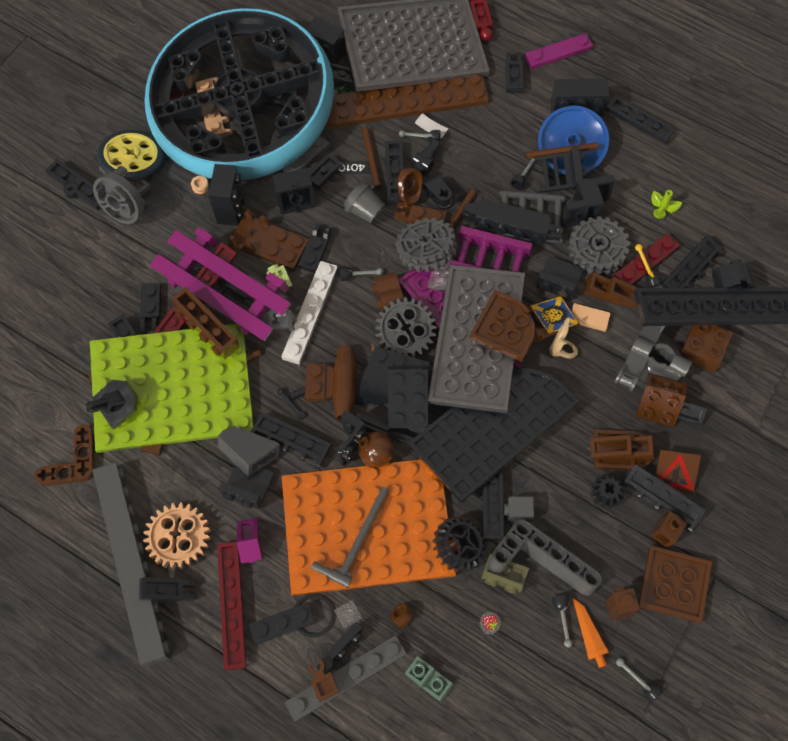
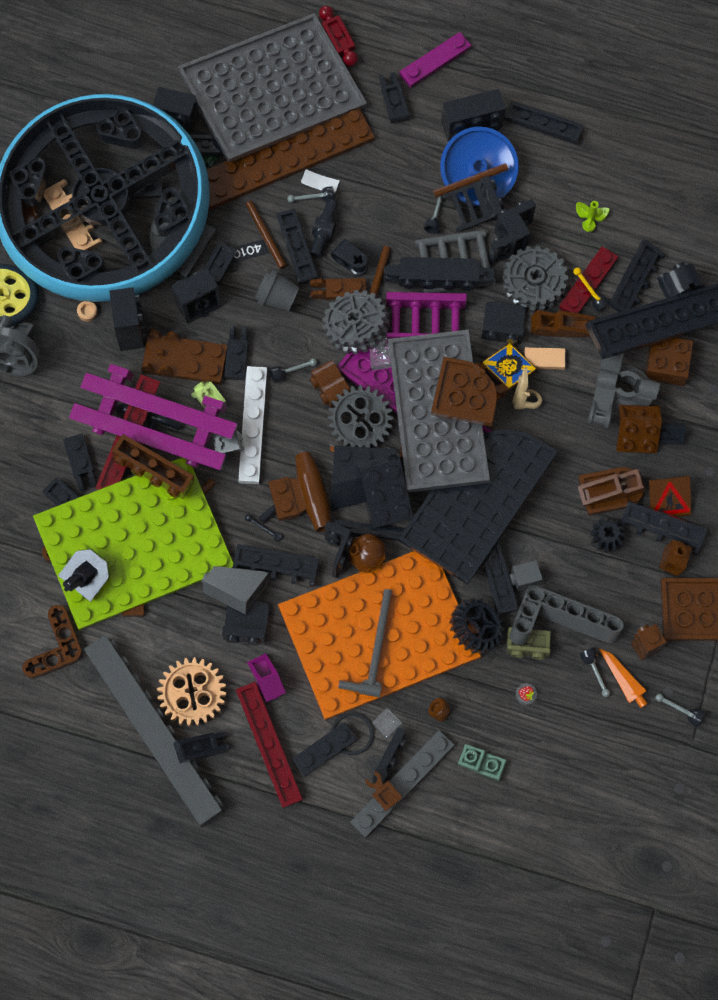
camera: 20 degrees left, 5 degrees up
(409, 185) = (319, 259): reddish brown hat -> none

